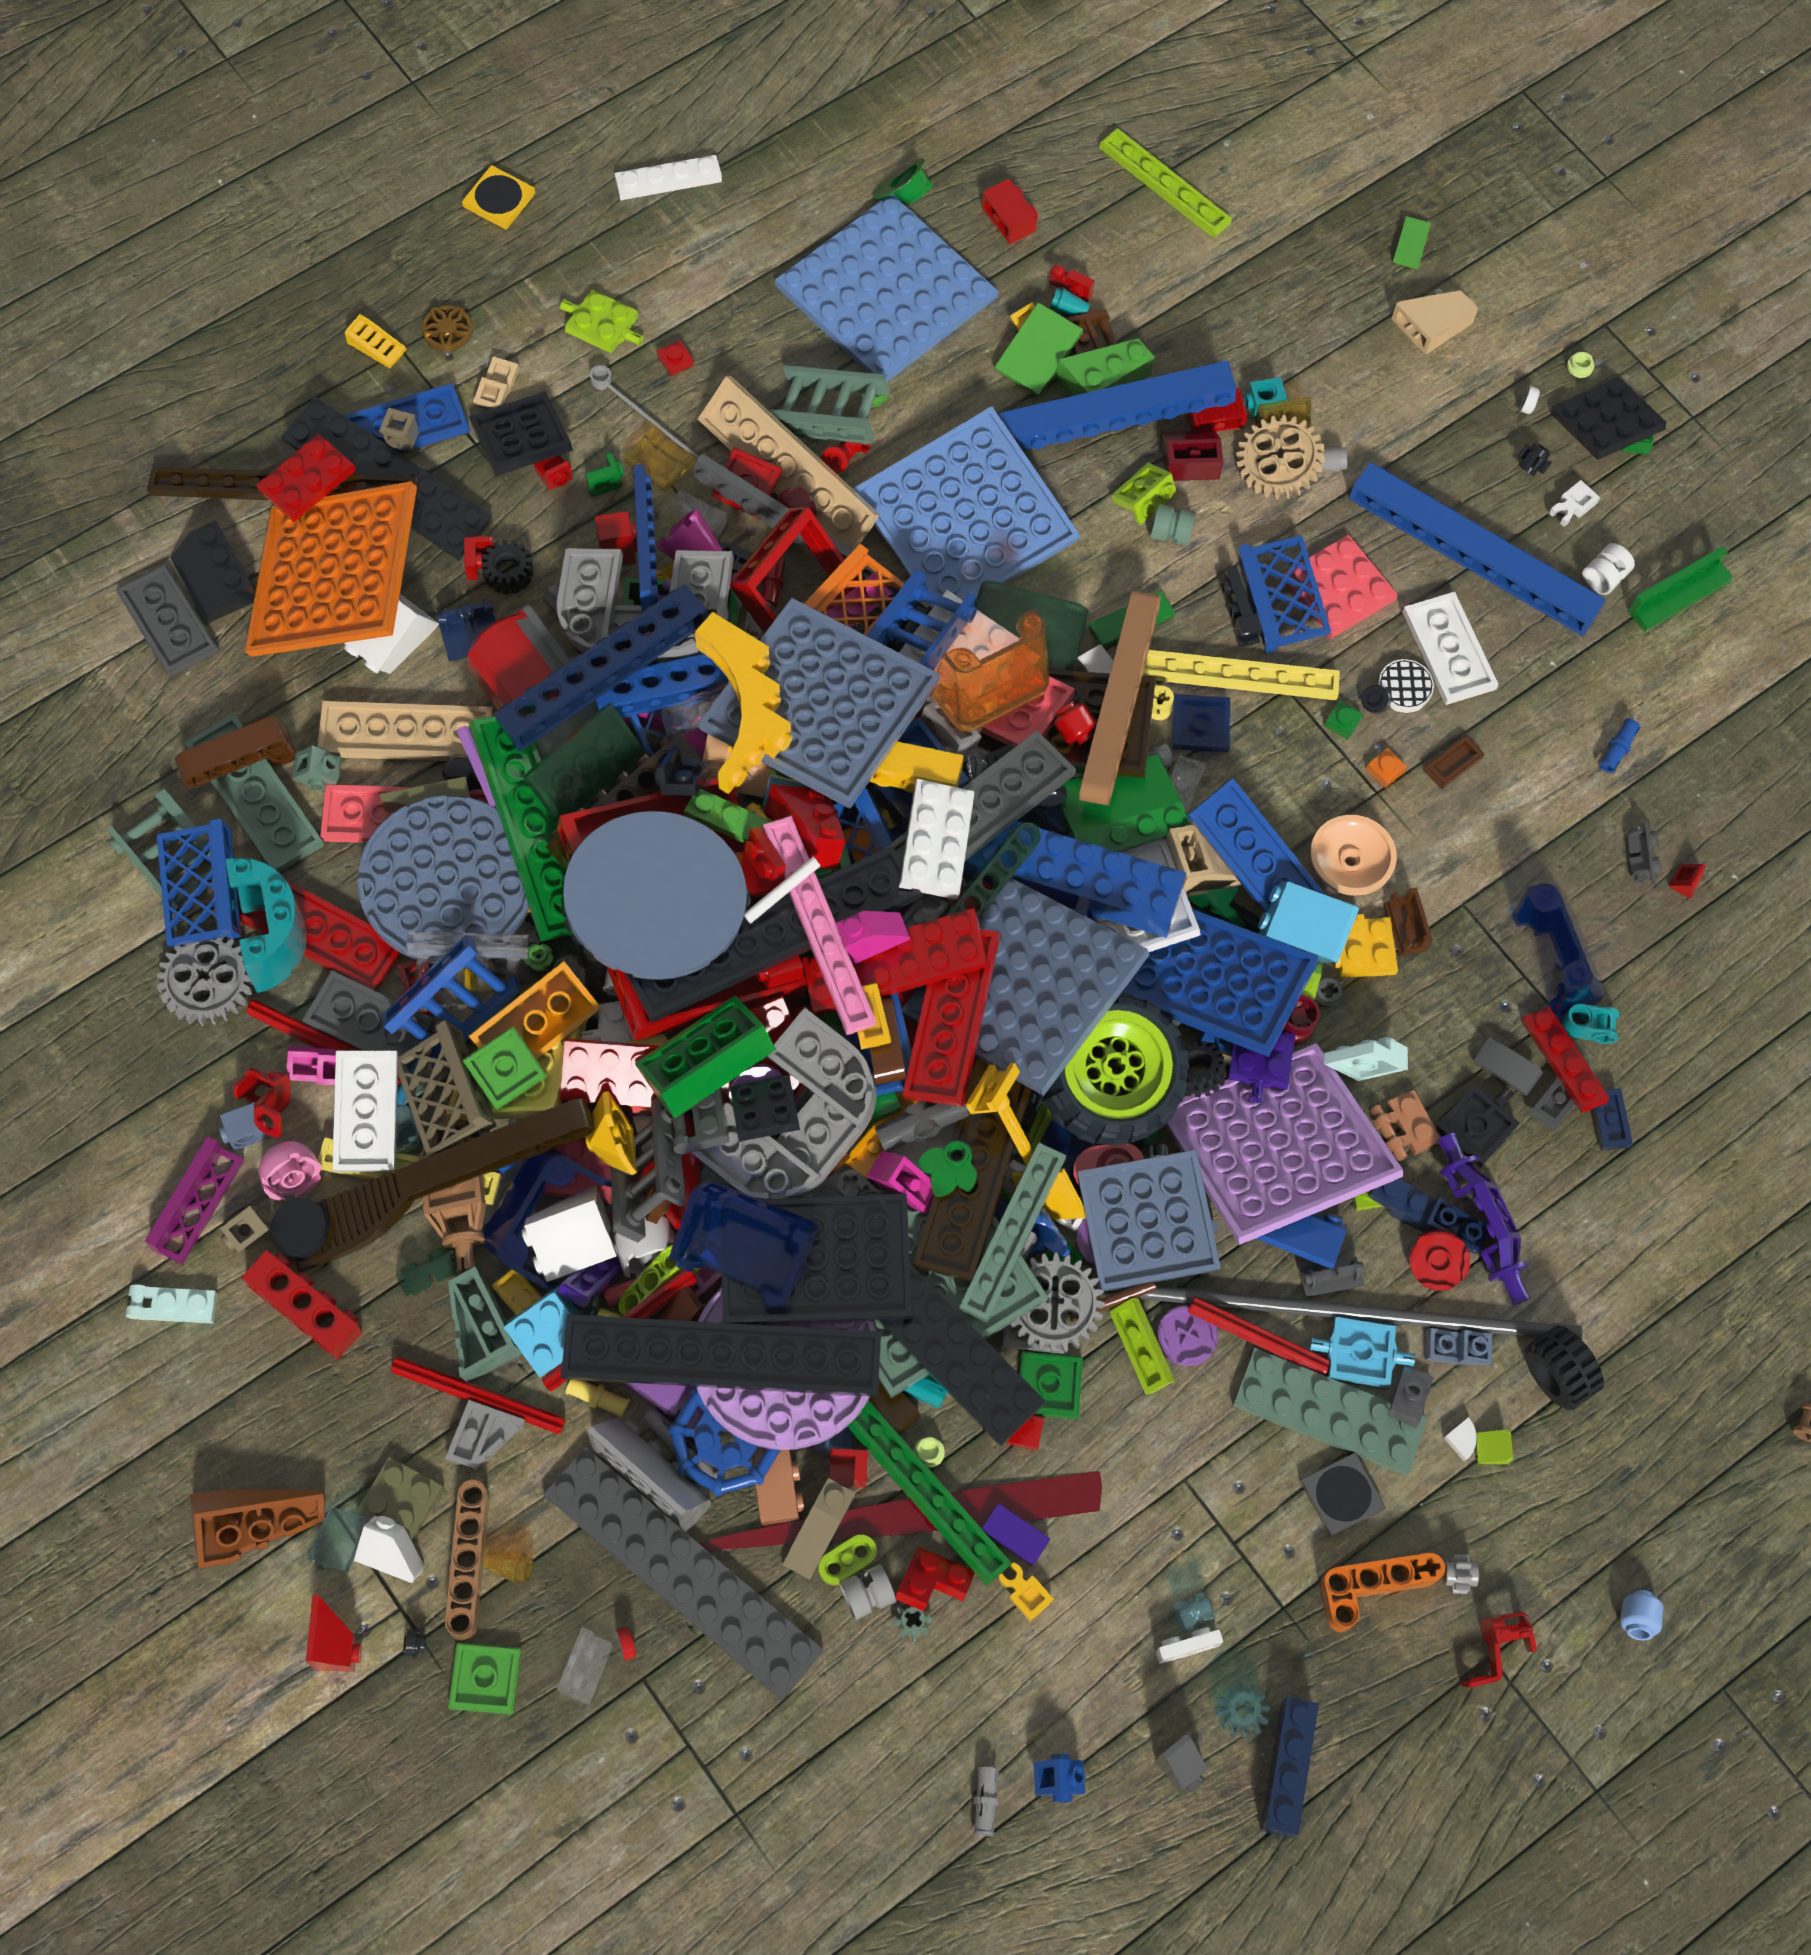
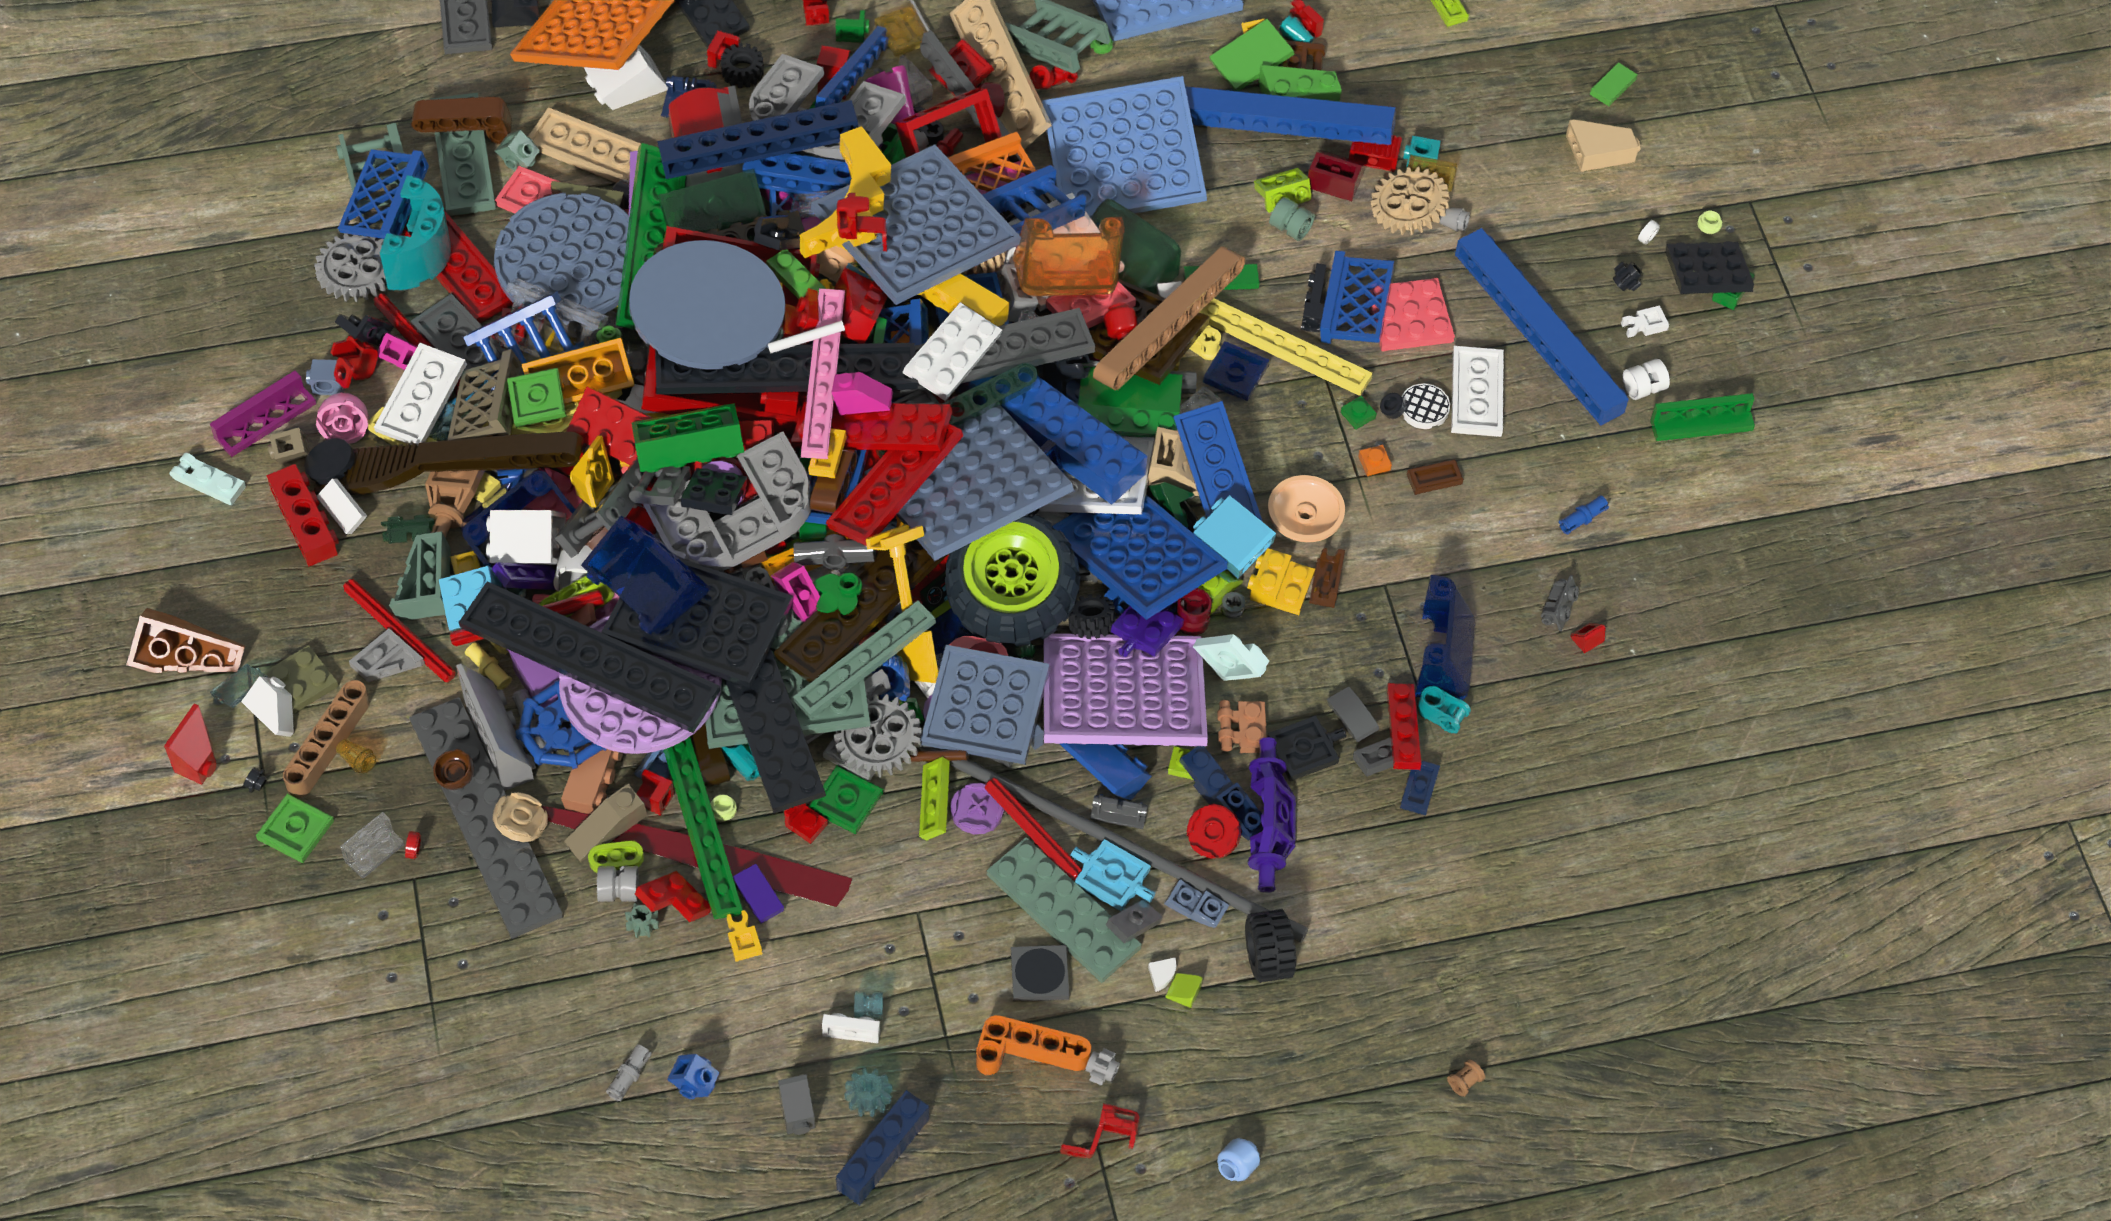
camera: 25 degrees right, 10 degrees down
(259, 1055) = (367, 329): none -> black bracket
(341, 1276) = (341, 506): none -> white tile
(630, 1541) = (454, 769): none -> reddish brown hair
(725, 1561) = (520, 817): none -> tan tile
(771, 728) = (850, 224): none -> red piece

